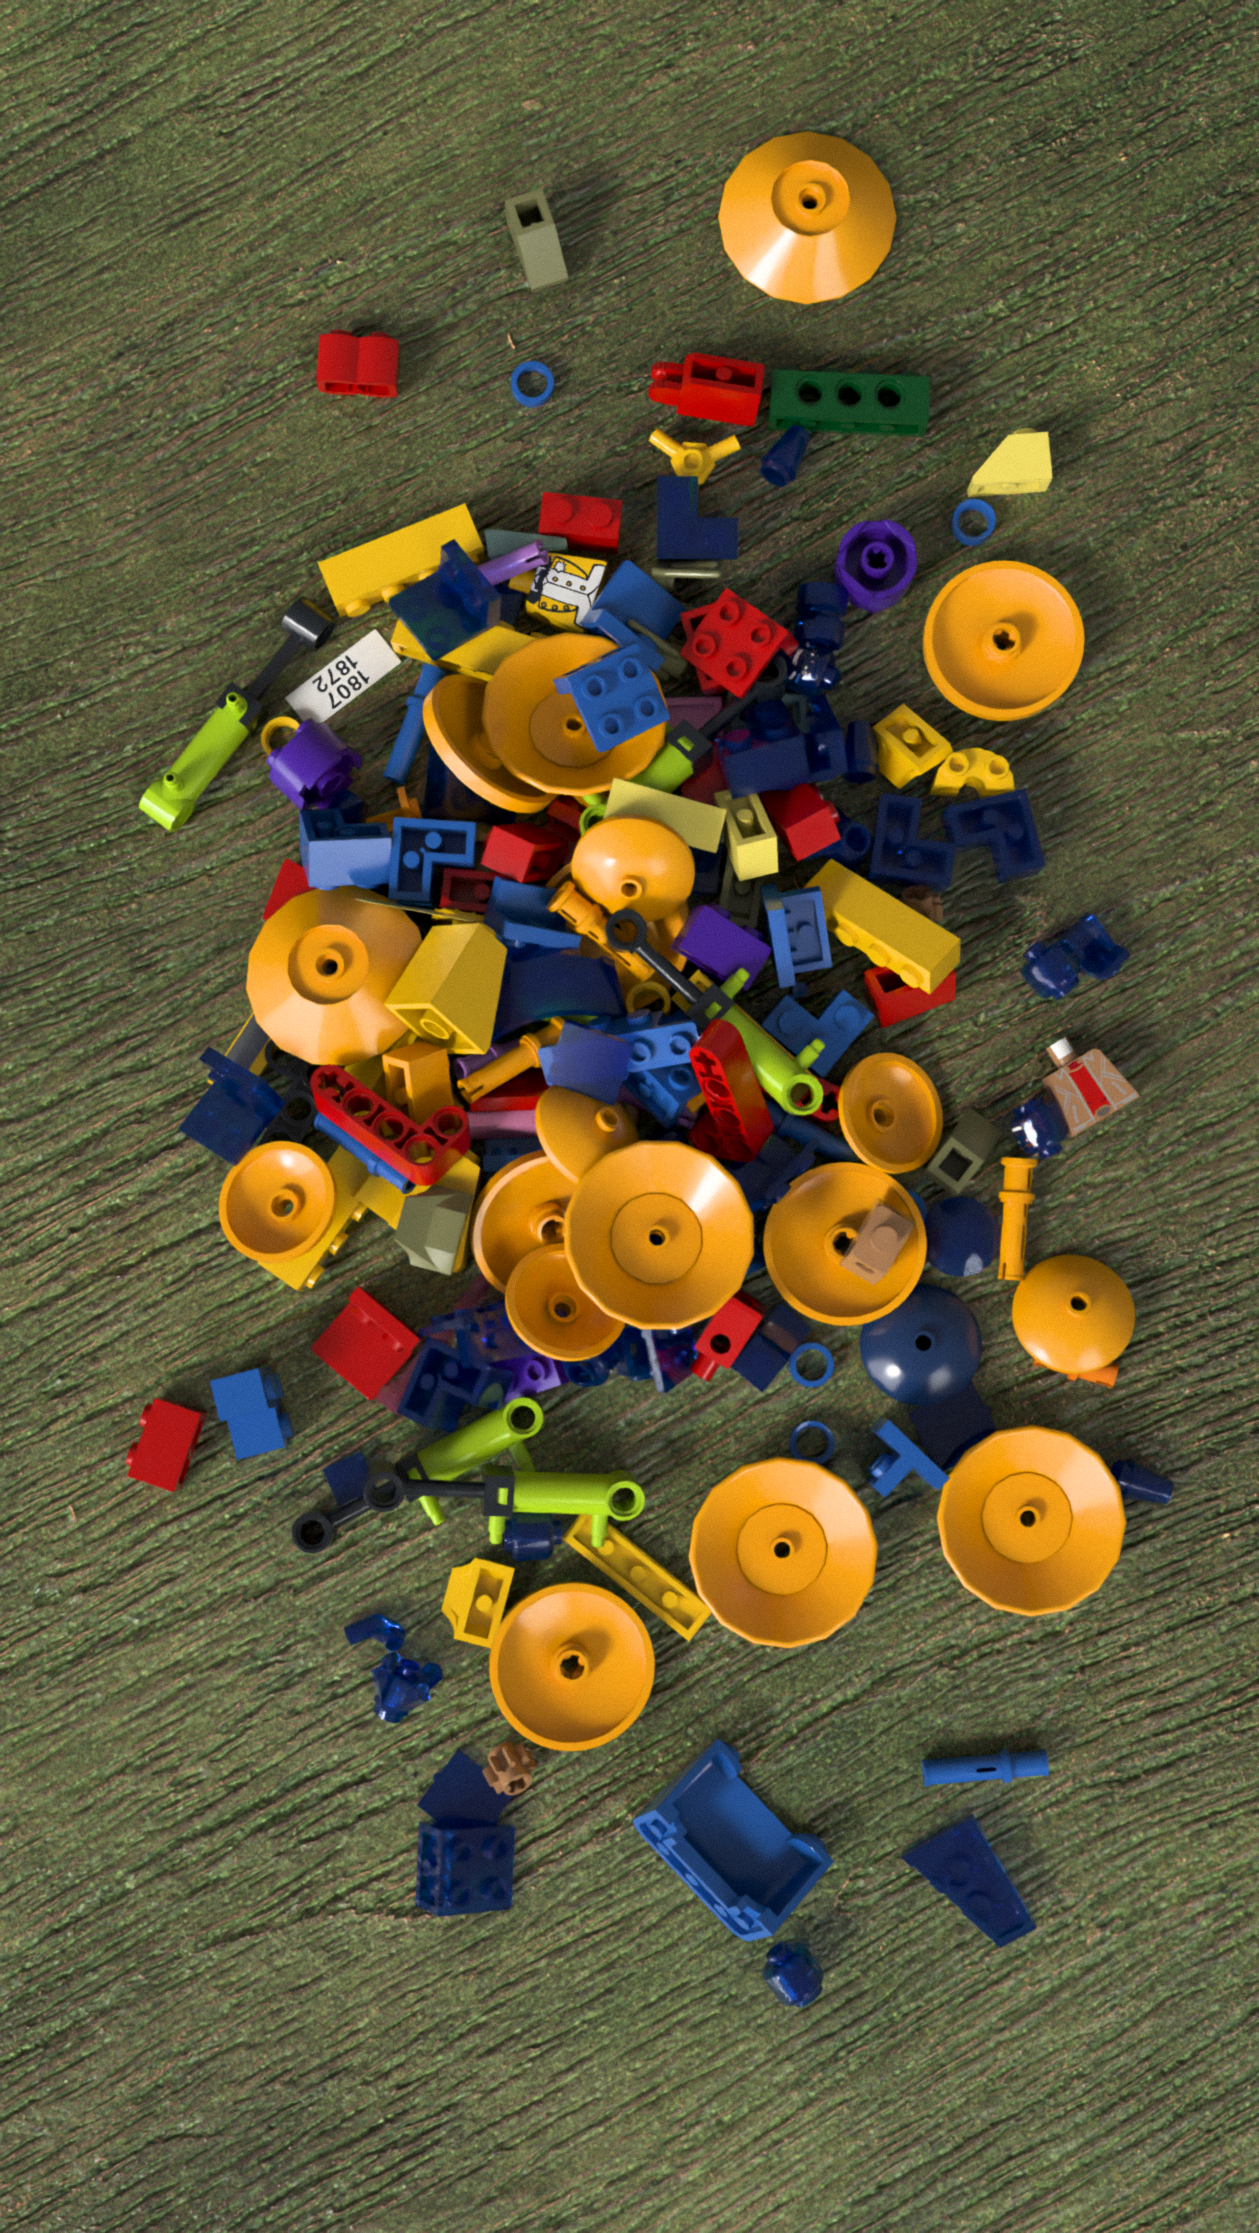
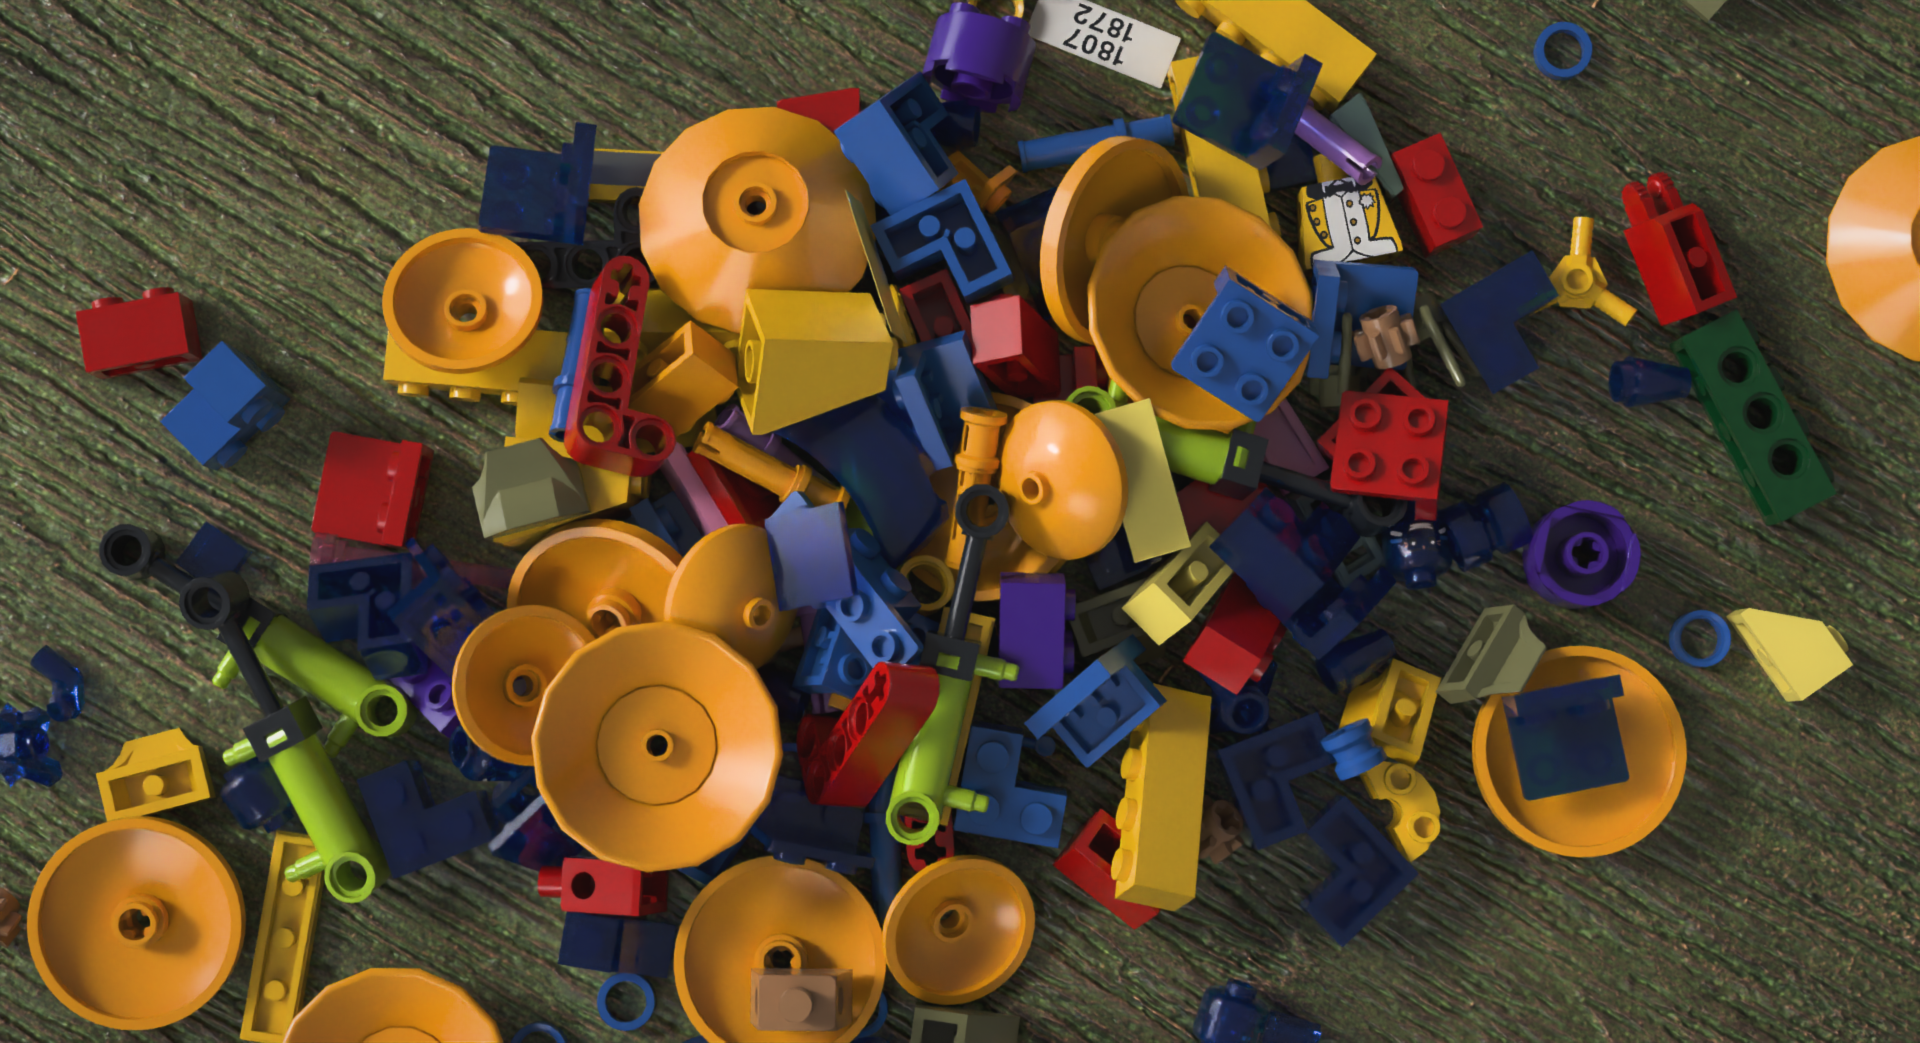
camera: 60 degrees right, 0 degrees up
(616, 1442) = (414, 829): none -> clear blue brick
(659, 605) = (1385, 337): none -> medium nougat gear
(910, 659) = (1494, 657): none -> olive slope
(920, 781) = (1353, 749): none -> blue wheel
(990, 640) = (1567, 737): none -> clear blue bracket

